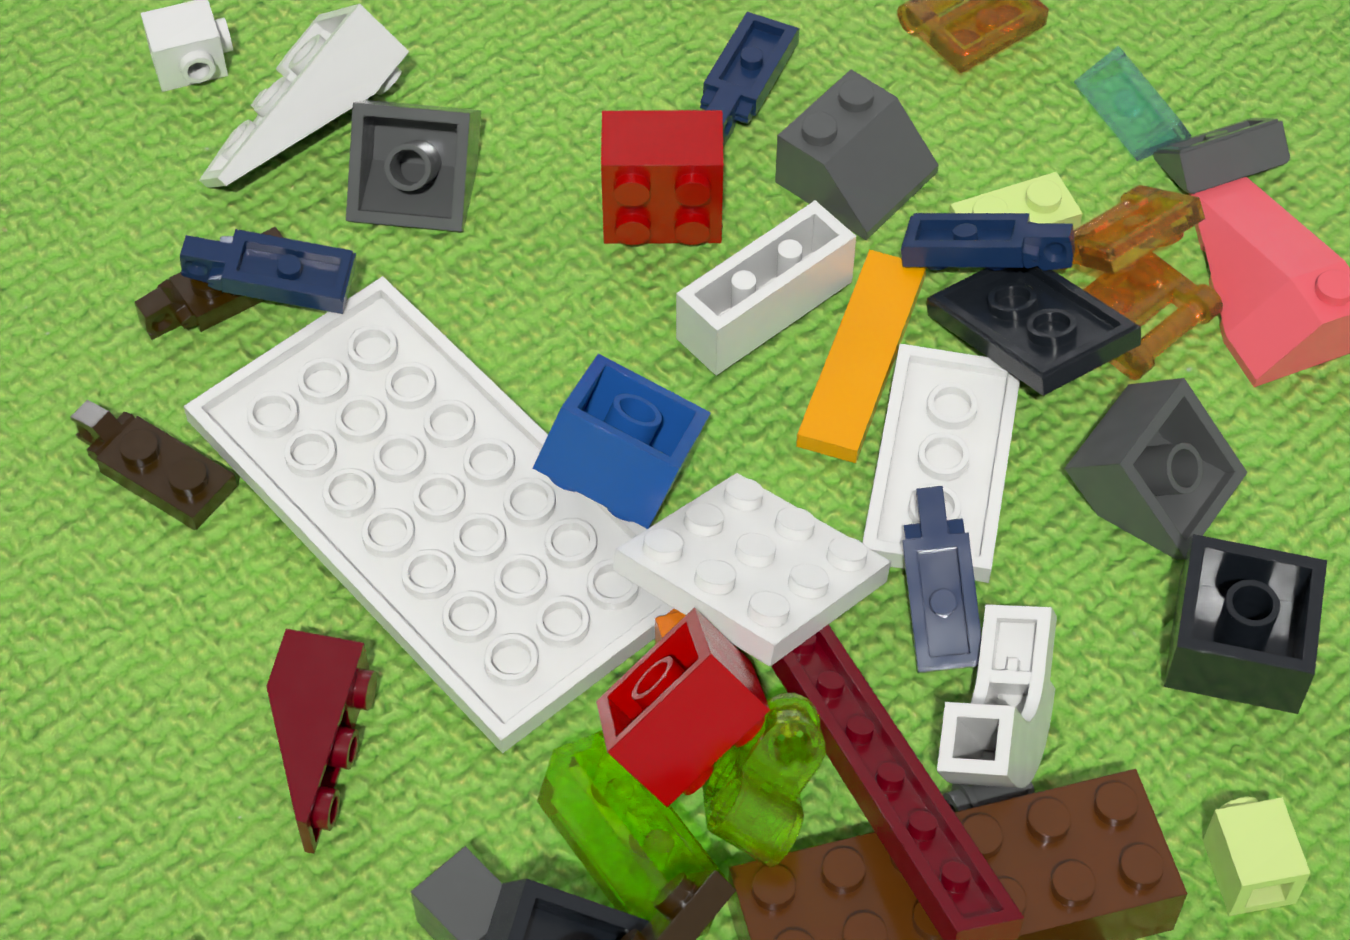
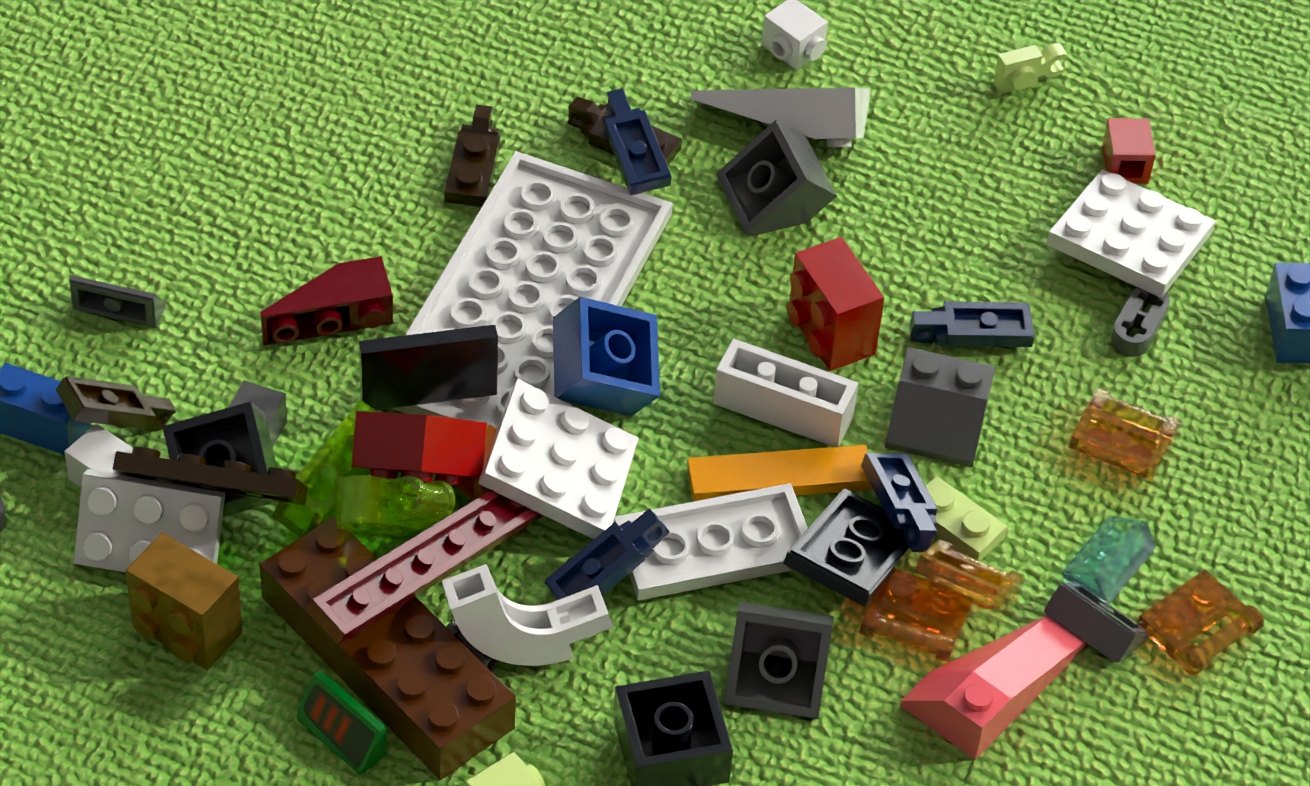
camera: 60 degrees right, 5 degrees down
(546, 642) = (429, 367): none -> black tile
(1245, 76) = (1191, 612): none -> clear orange plate

